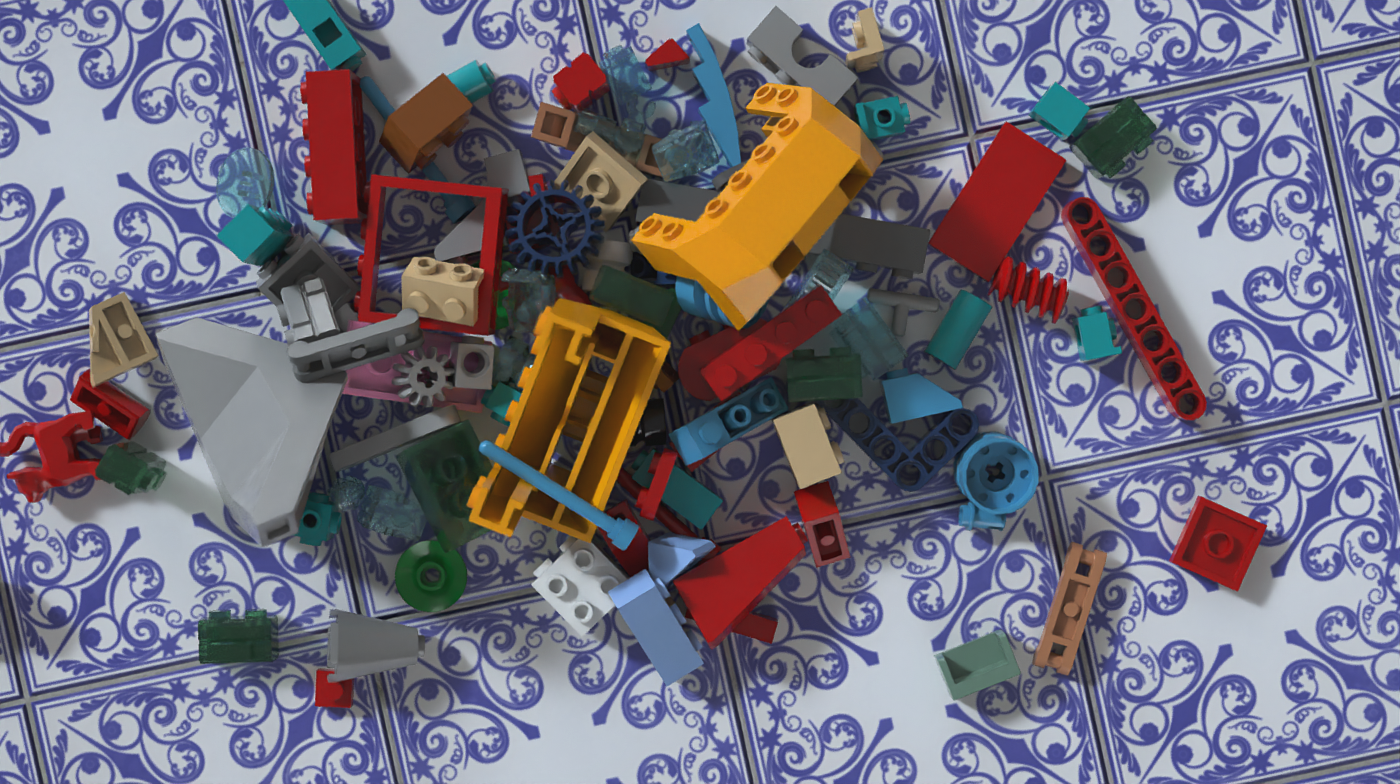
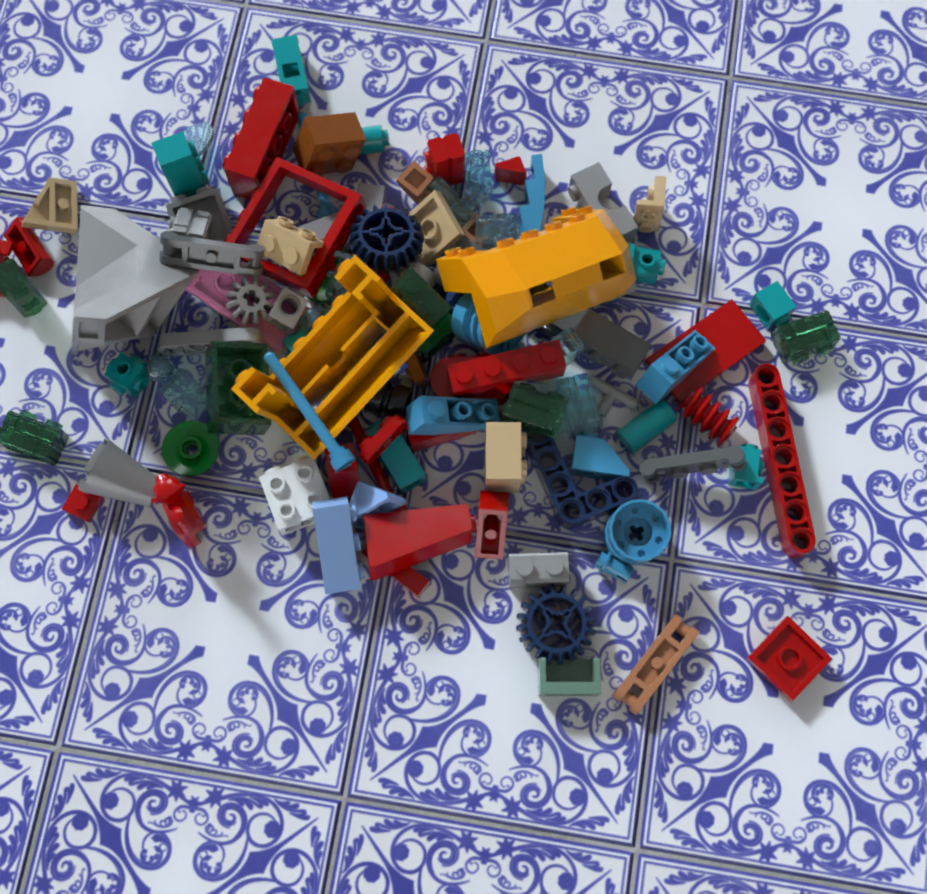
camera: 20 degrees right, 15 degrees down
(456, 657) = (179, 508): none -> red animal
(897, 558) = (538, 570): none -> light grey brick
(948, 597) = (565, 633): none -> dark blue gear
(969, 243) = (674, 366): none -> dark azure slope
(1046, 357) = (703, 461): none -> dark grey plate

